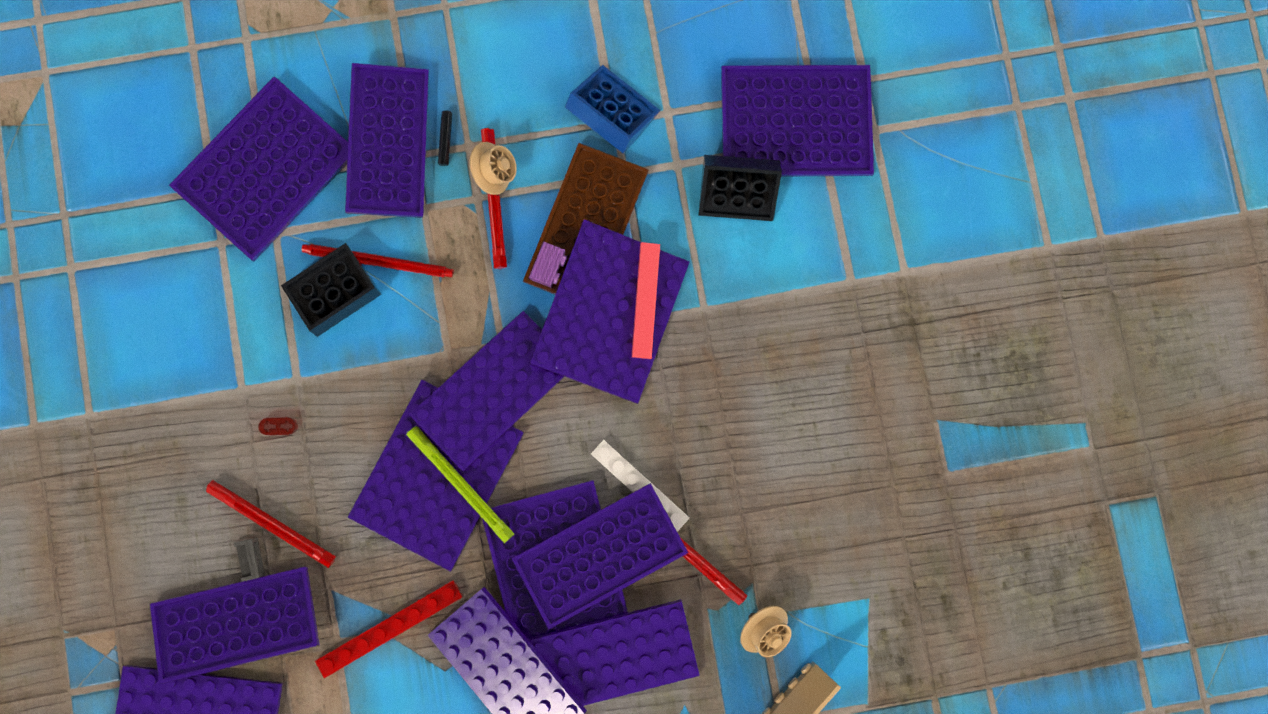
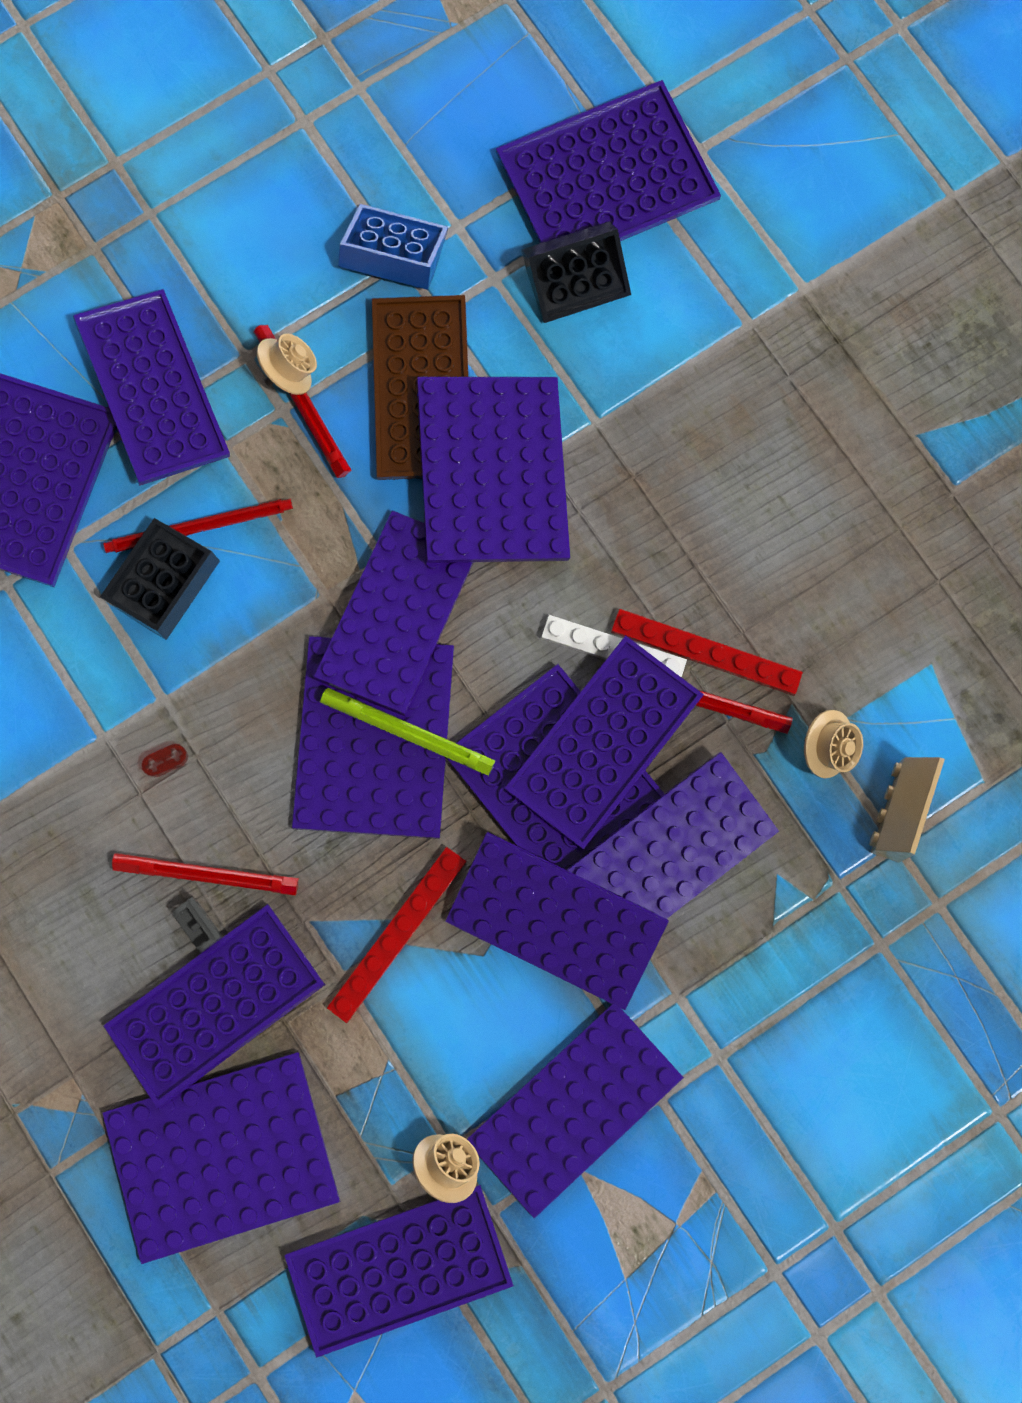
camera: 15 degrees left, 5 degrees down
(445, 136) = (215, 358): black axle -> none
(547, 265) = (398, 444): medium lavender brick -> none
(645, 300) = (528, 438): coral tile -> none
(707, 518) = (707, 652): none -> red plate

